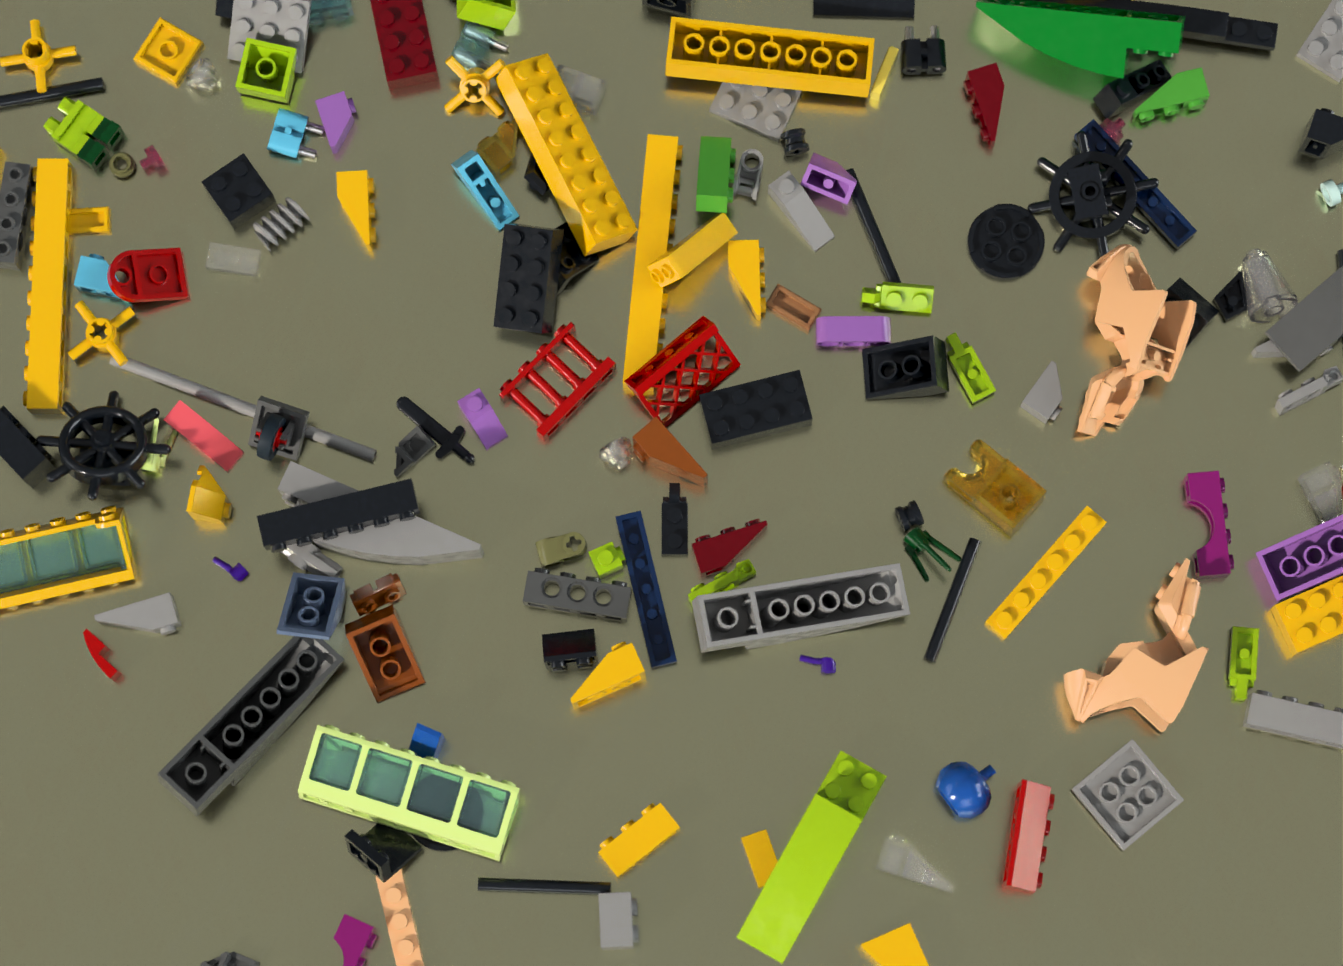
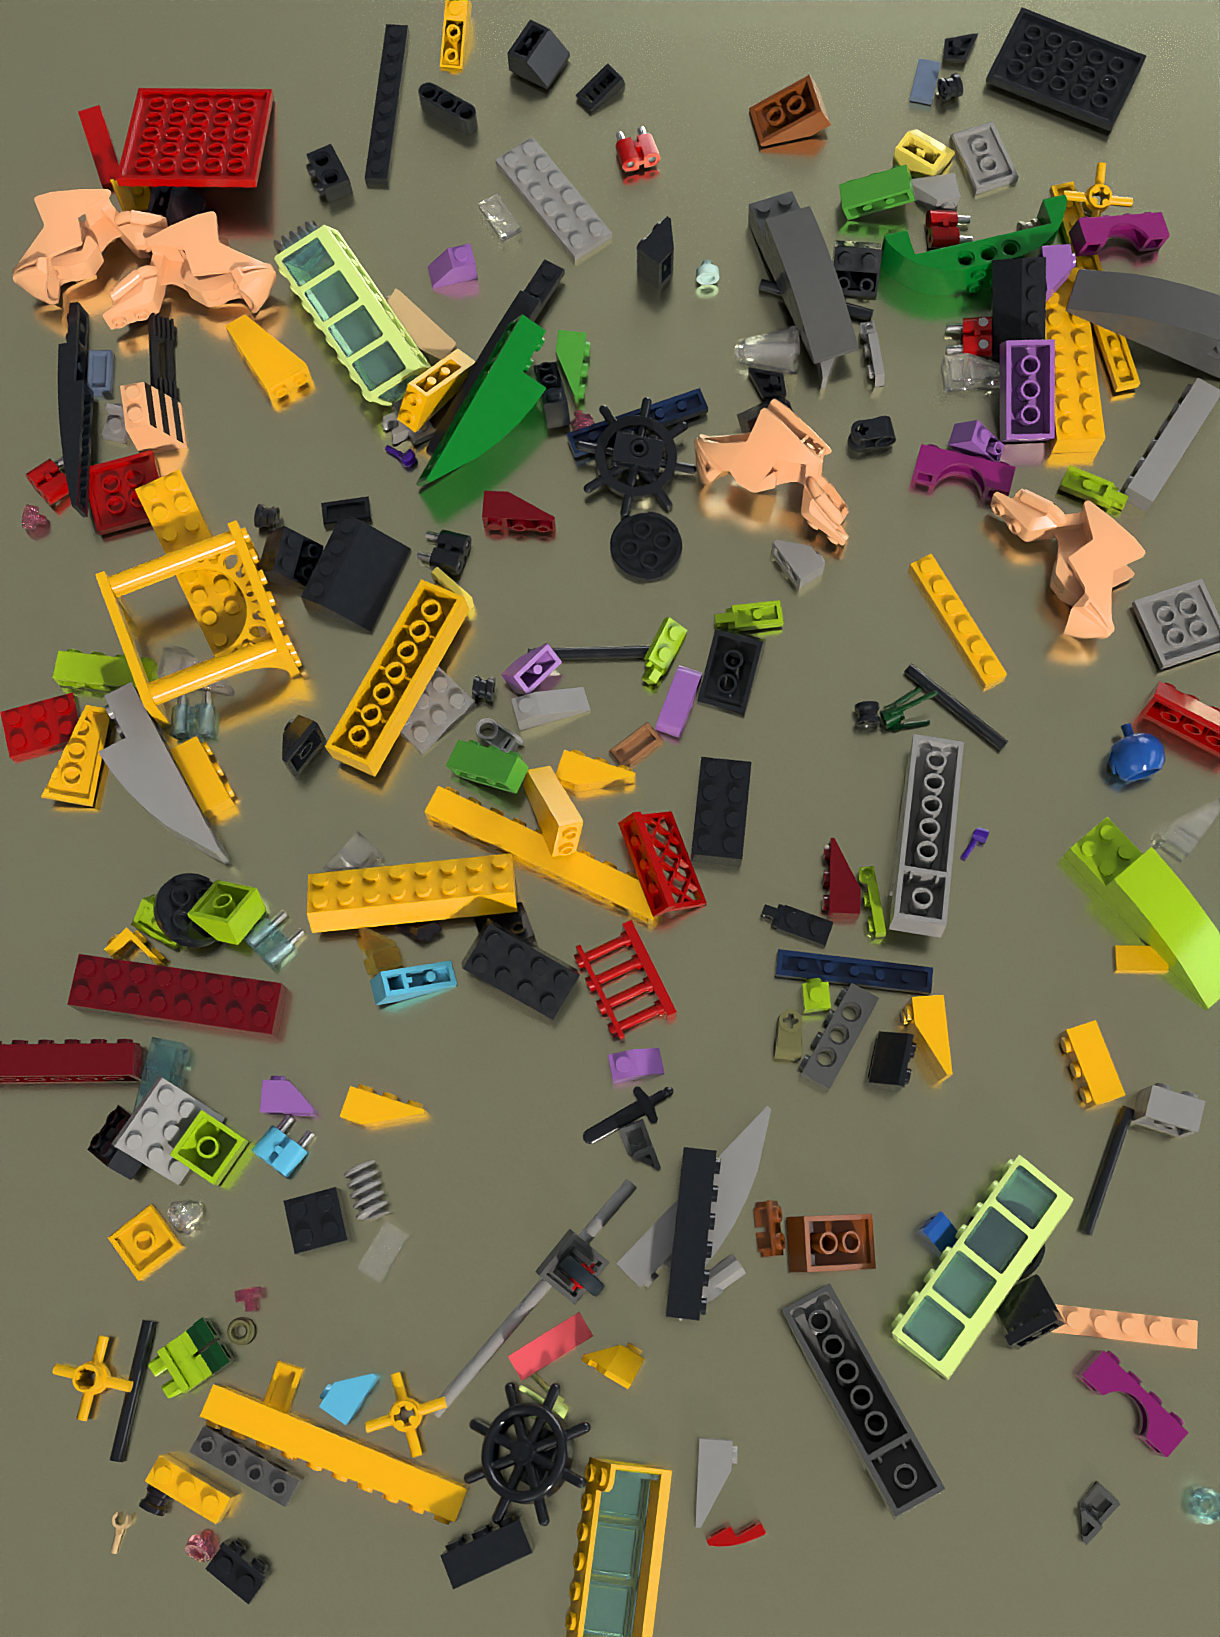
camera: 70 degrees left, 5 degrees down
(150, 275) = (366, 1342): red tile -> none
(238, 571) = (698, 1360): dark purple hand -> none
(312, 606) = (769, 1296): sand blue slope -> none
(471, 78) = (312, 947): yellow bar -> none
(617, 453) = (715, 950): clear cone -> none
(665, 453) = (730, 905): dark orange slope -> none
(992, 483) = (864, 632): clear yellow brick -> none
(1218, 422) = (872, 433): none -> black piece
(1246, 527) = (975, 440): none -> medium lavender slope

